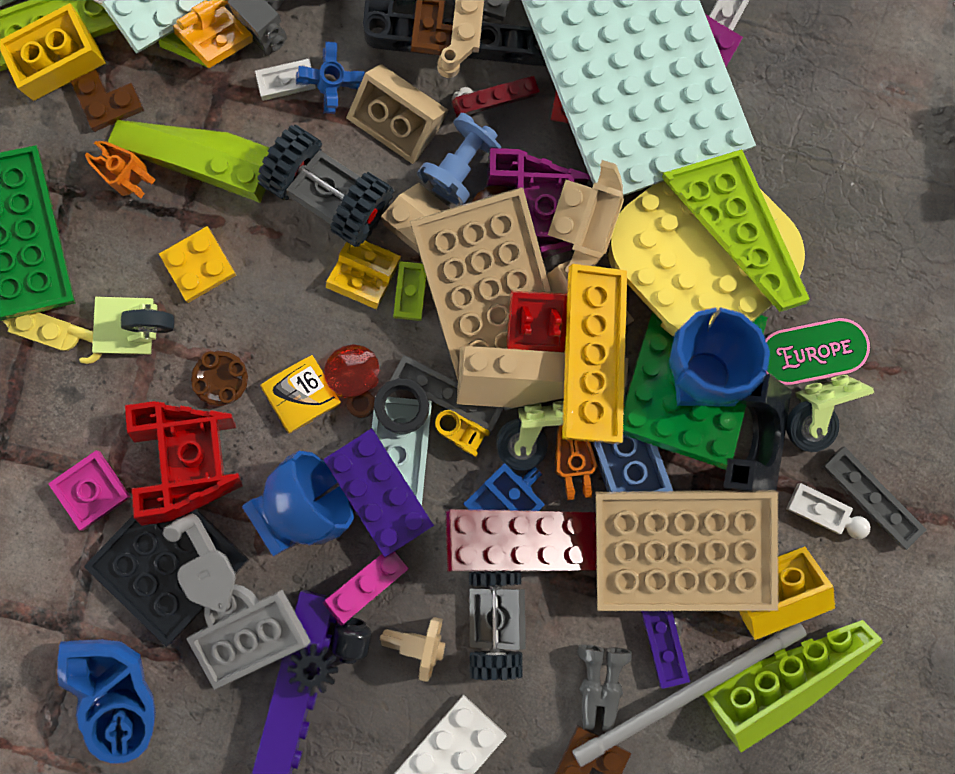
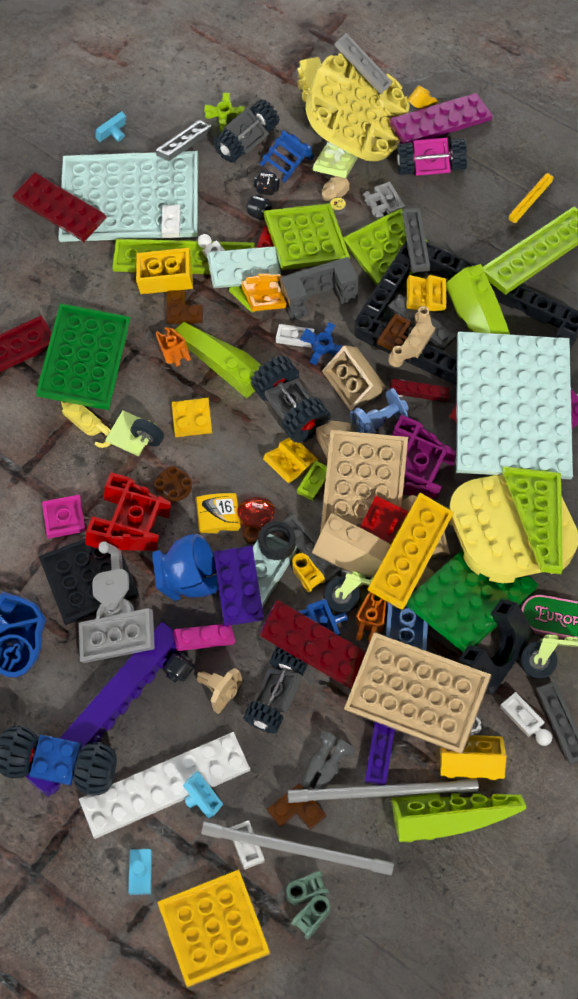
camera: 30 degrees right, 20 degrees down
(320, 677) = (149, 672): black gear -> none
(589, 215) = (445, 471): tan plate -> none
(718, 360) = (481, 582): blue plate -> none

